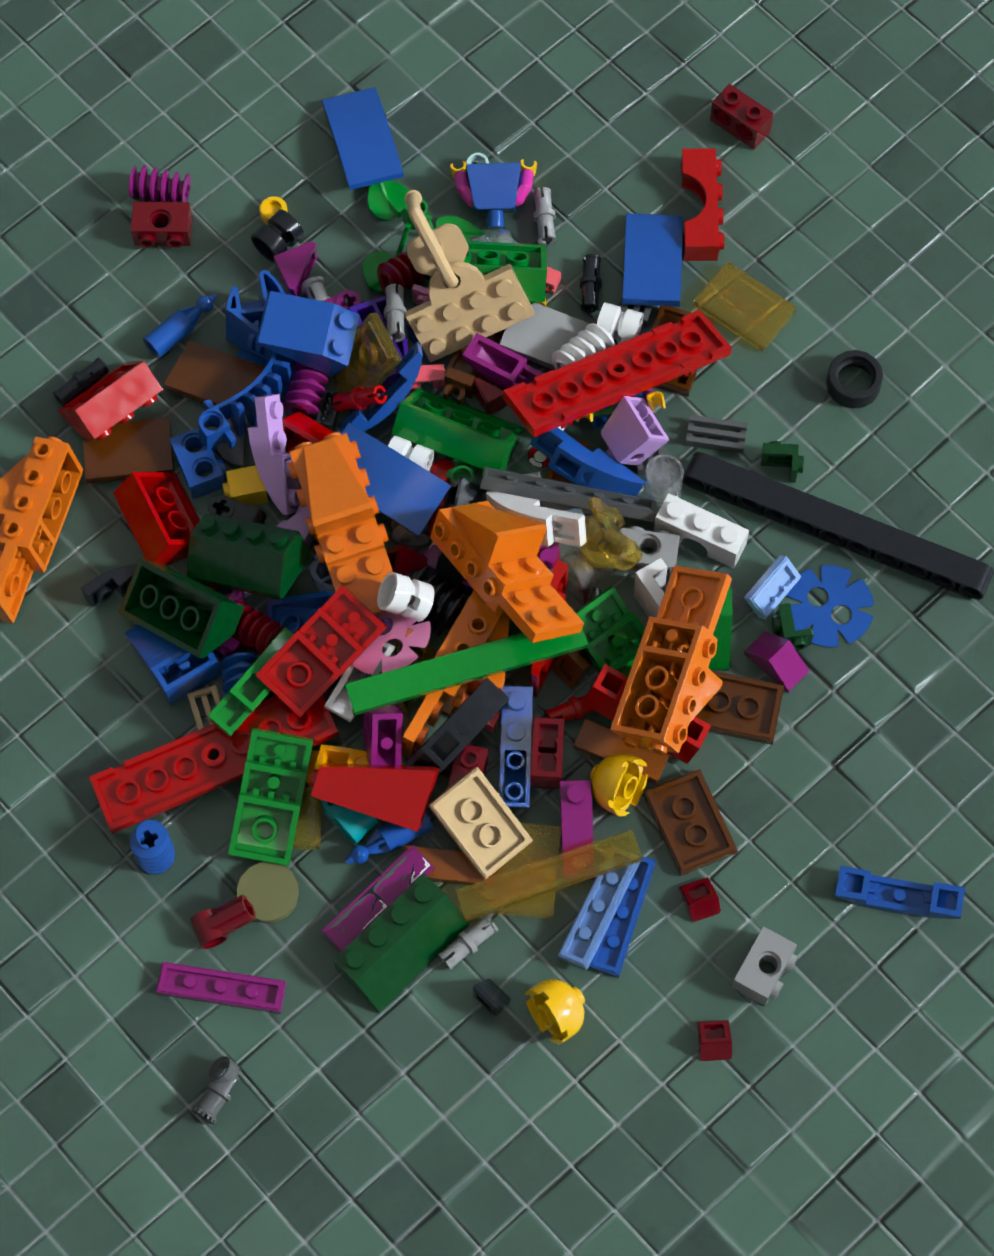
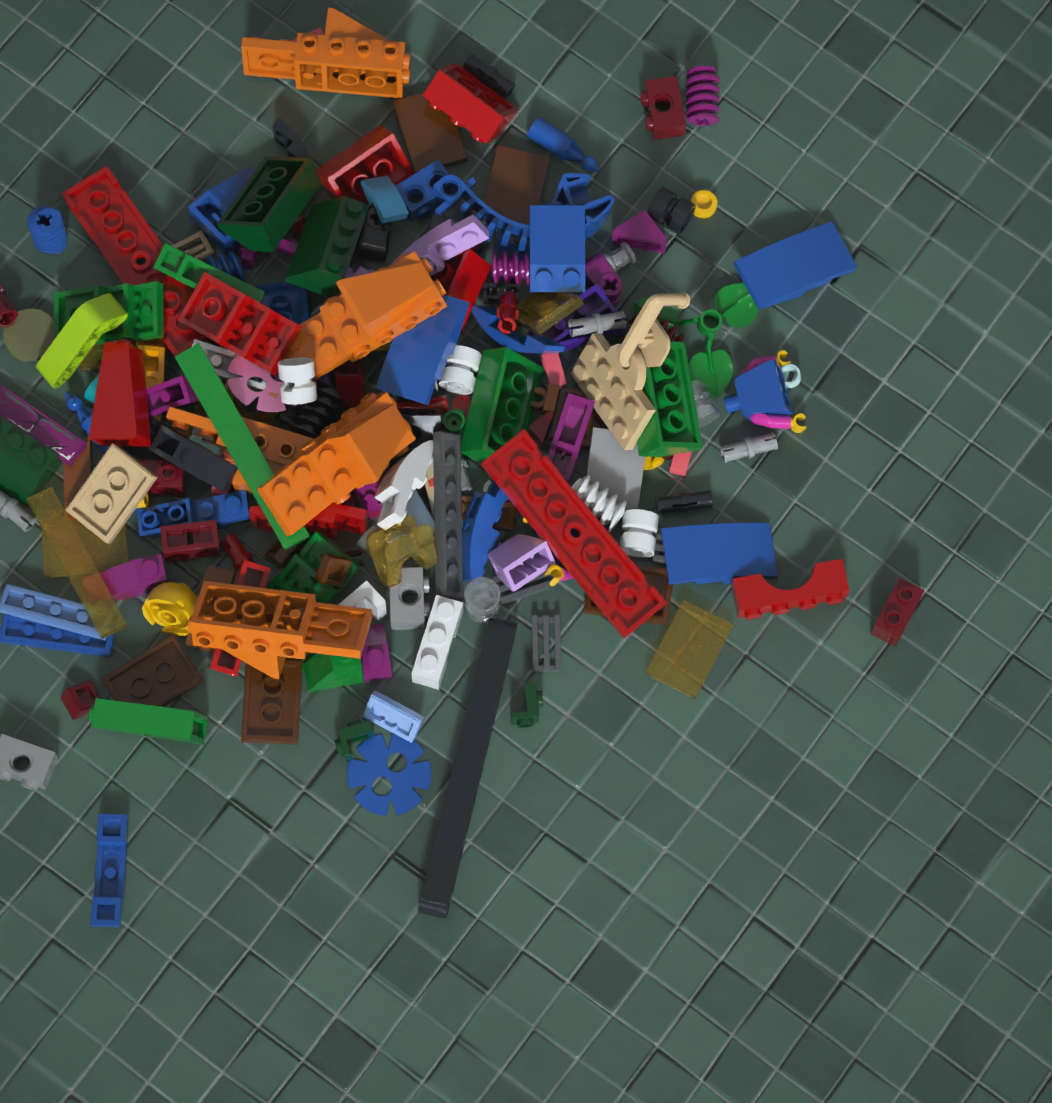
camera: 75 degrees right, 5 degrees up
(194, 497) = (385, 198): none -> dark azure slope
(245, 486) = (405, 232): yellow brick -> none
(255, 629) = (268, 269): dark red piece -> none
(297, 825) = (79, 337): none -> lime beam
(613, 607) = (332, 569): none -> reddish brown tile
(745, 823) = (149, 721): none -> green slope
(777, 659) = (321, 732): magenta slope -> none
(854, 359) = (630, 741): black tyre -> none

